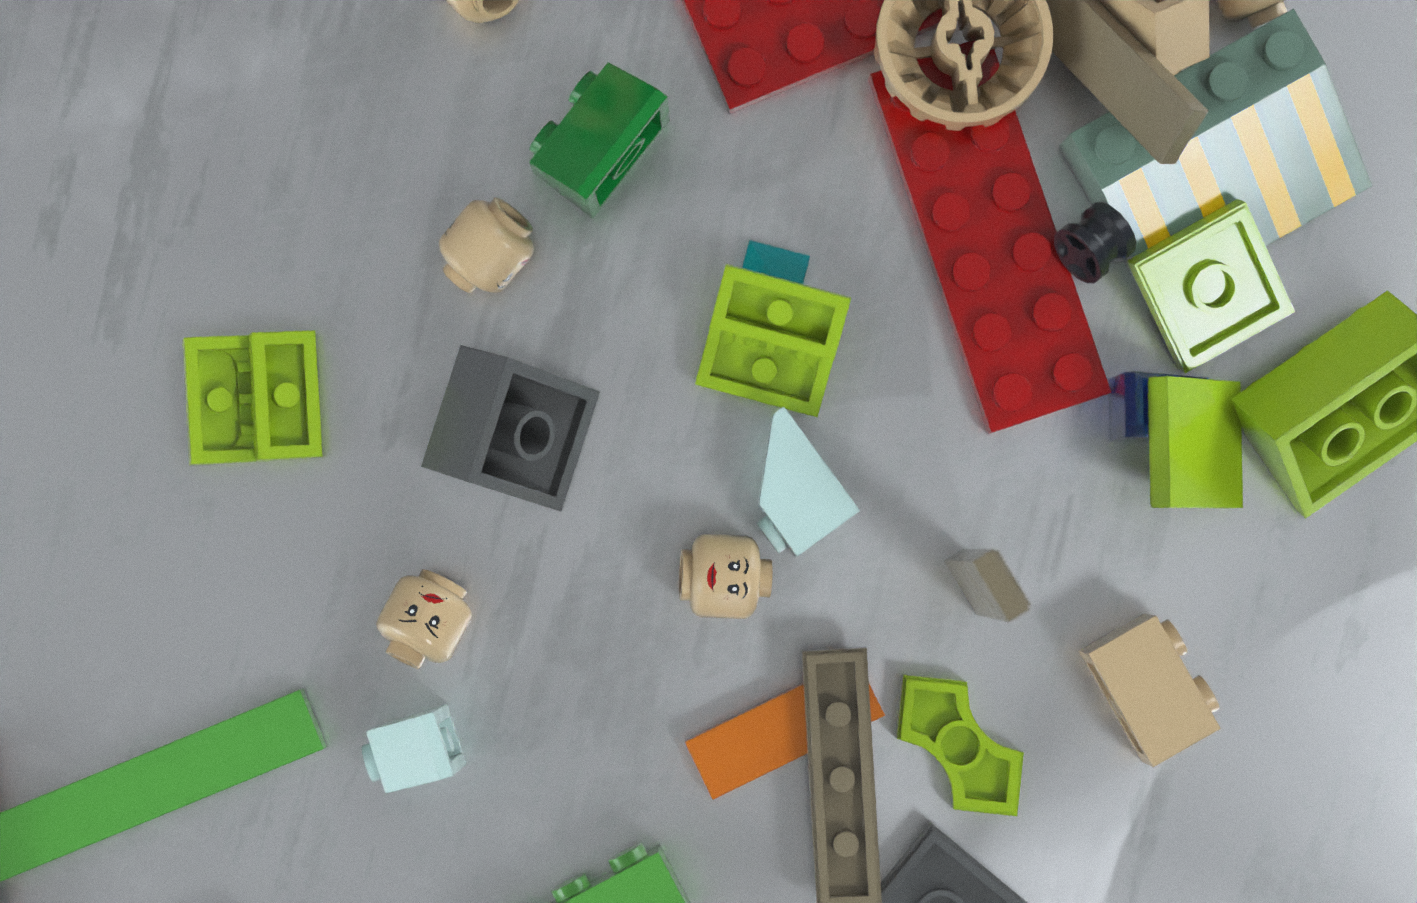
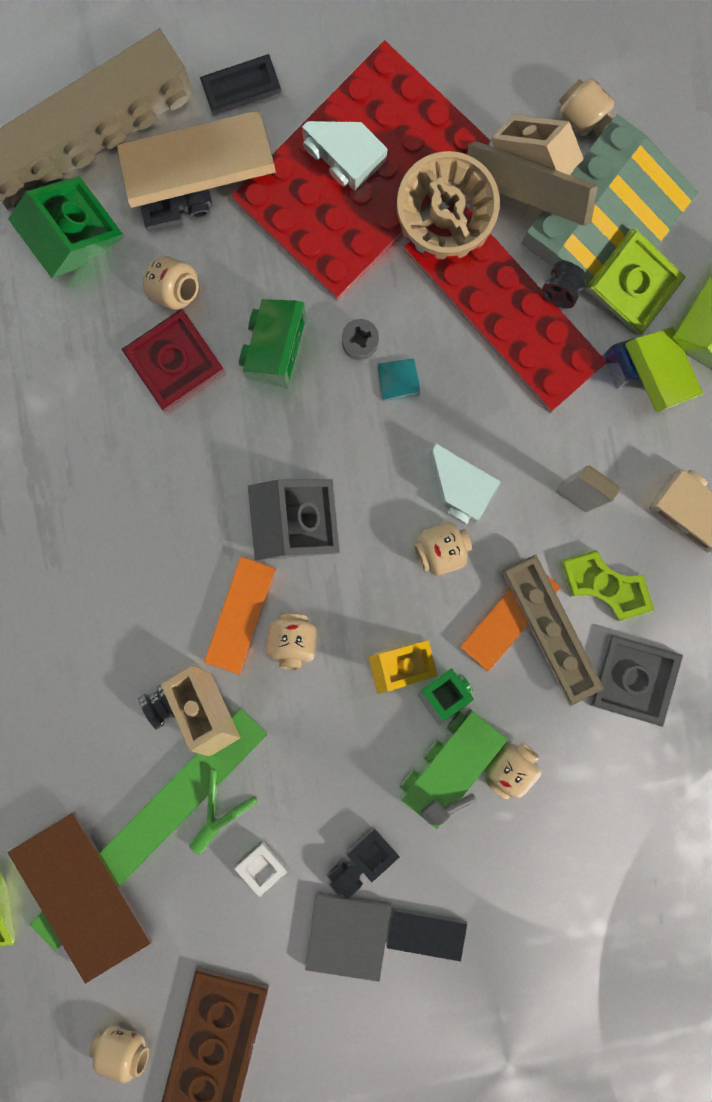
camera: 25 degrees left, 0 degrees up
(175, 631) = (156, 707): none -> black wheel
(178, 852) = (213, 825): none -> bright green plant
(231, 668) = (200, 711): none -> tan brick
(252, 397) = (146, 563): lime slope -> none
(362, 543) = (240, 615): none -> orange tile
(414, 750) = (316, 714): light aqua slope -> none
(431, 97) = (172, 360): none -> dark red tile
(486, 246) = (238, 426): tan head -> none
(580, 733) = (402, 666): none -> yellow slope
(629, 810) = (446, 695): none -> green brick
(736, 203) = (361, 347): none -> dark grey wheel
(772, 340) = (414, 411): lime slope -> none

